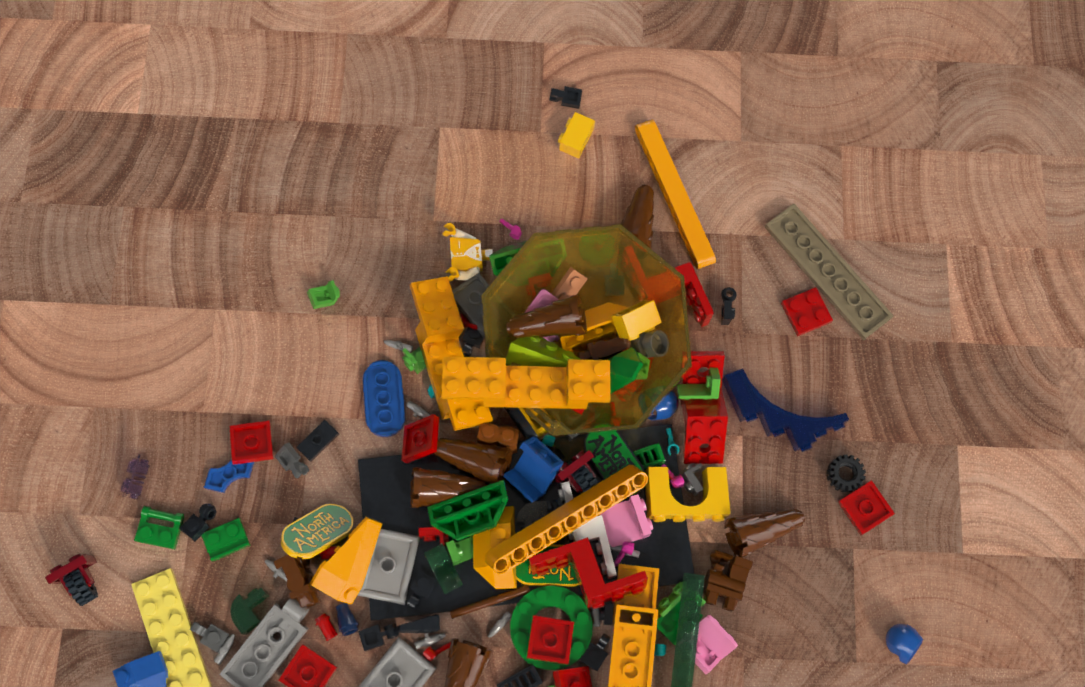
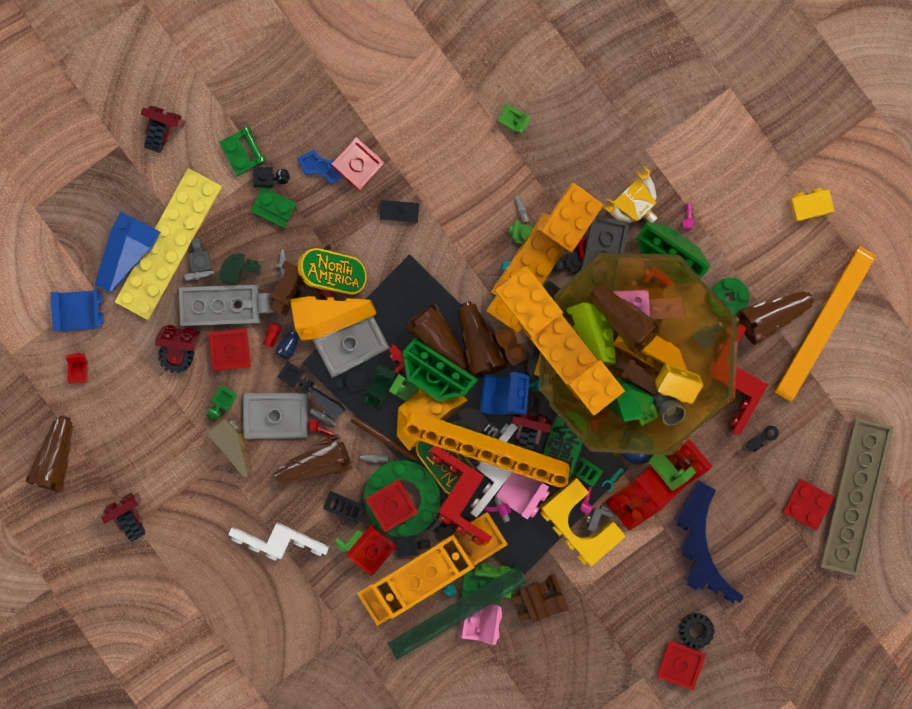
camera: 55 degrees right, 15 degrees up
(138, 467) = (269, 94): hinge -> none
(289, 460) = (368, 203): dark grey plate -> none
(383, 398) = (471, 233): blue tile -> none
(417, 410) = (483, 268): light grey helmet -> none
(420, 438) = (461, 289): red plate -> none
(570, 96) = (842, 172): black plate -> none
(760, 529) = (599, 598): reddish brown cone -> none

